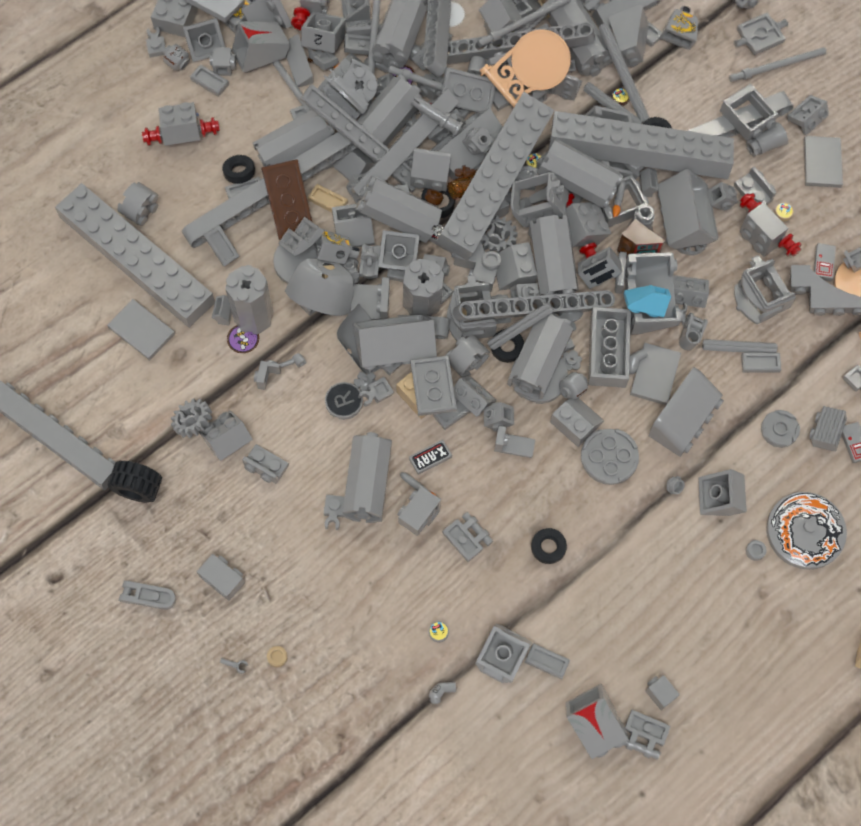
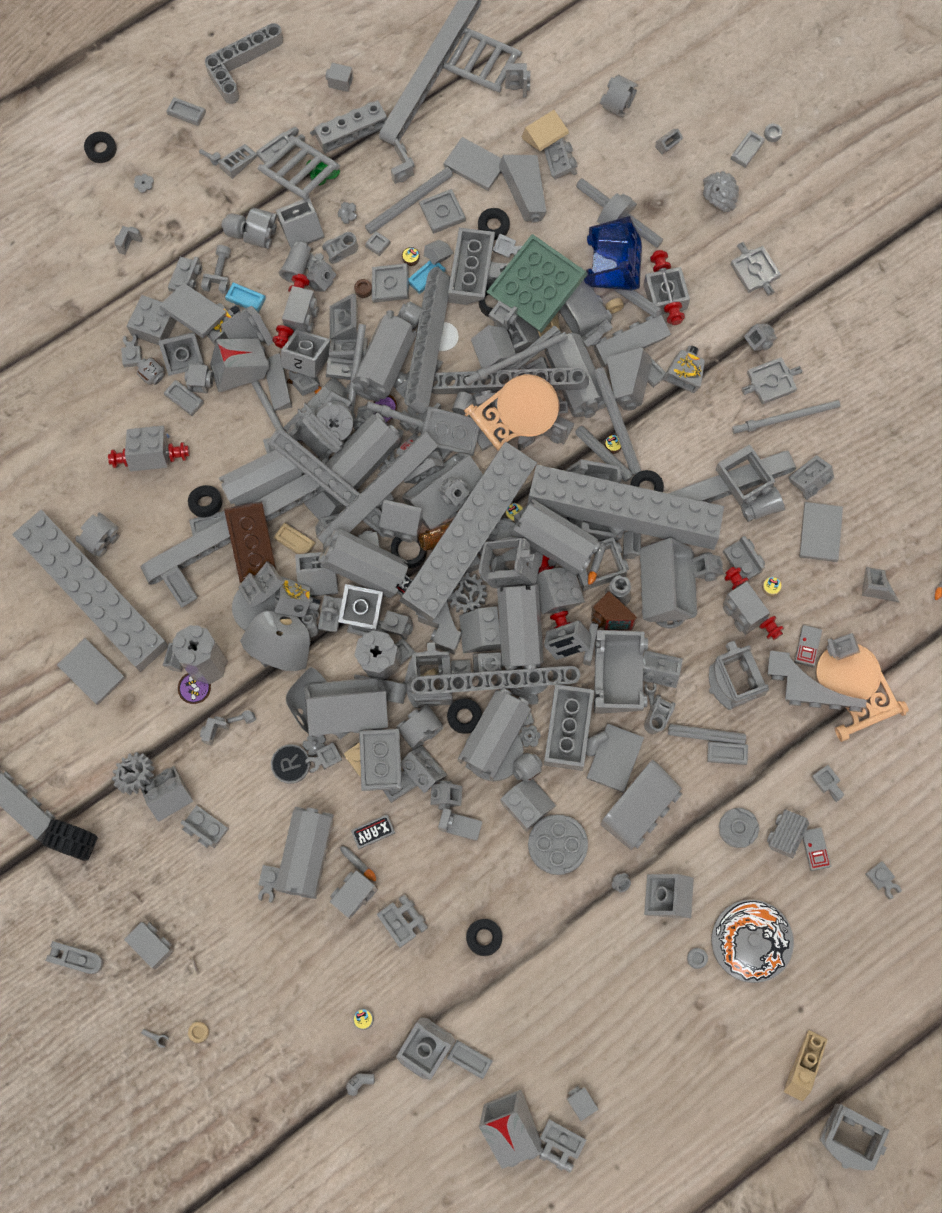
camera: 10 degrees right, 5 degrees up
(372, 298) = (328, 656): light grey bracket -> none
(434, 197) = (402, 549): reddish brown tile -> none
(444, 120) = (419, 467): light grey pin -> none
(465, 171) = (436, 523): reddish brown plant -> none
(491, 260) = (455, 624): light grey tile -> none
(520, 326) = (476, 701): light grey axle -> none
(648, 299) = (611, 684): medium azure slope -> none

